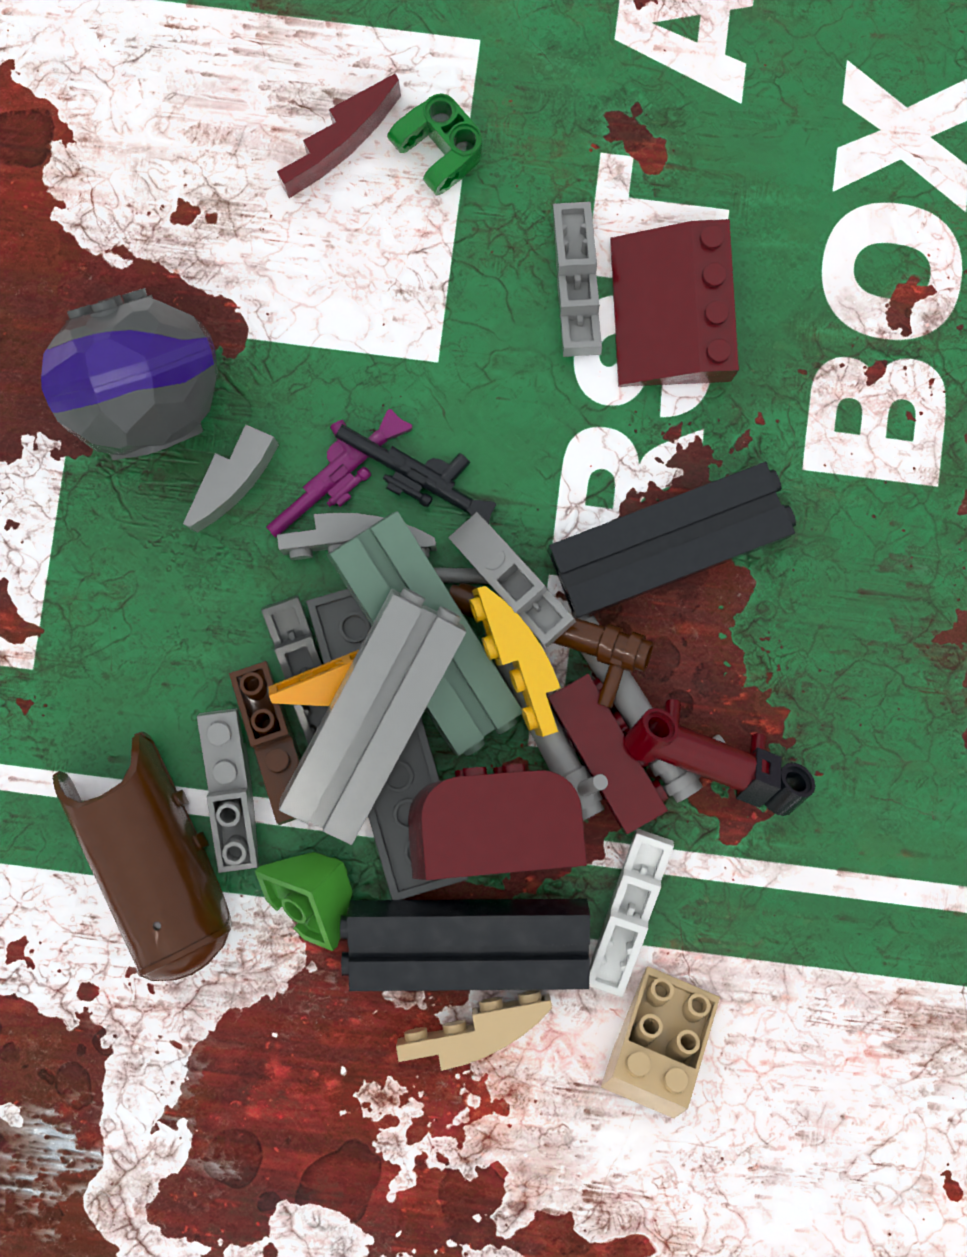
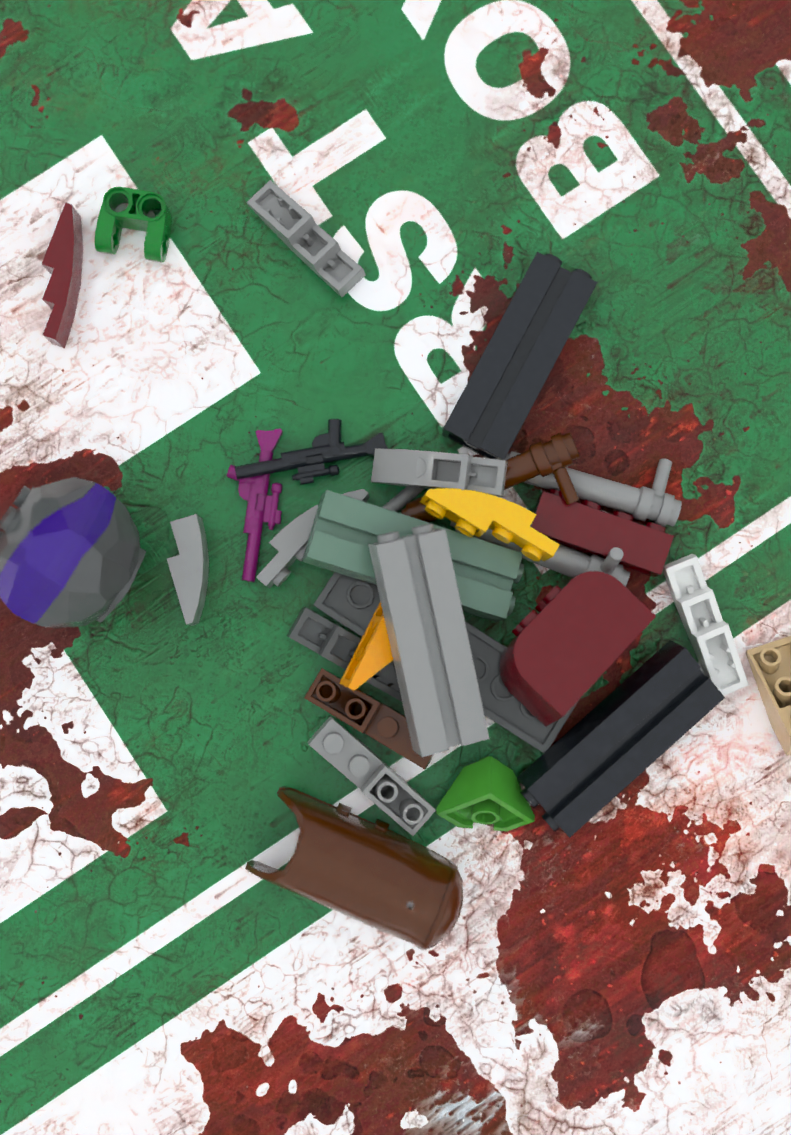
camera: 35 degrees left, 0 degrees up
(493, 1029) = (684, 779): tan slope -> none
(674, 305) = (386, 200): dark red slope -> none
(753, 775) = (708, 464): dark red piece -> none

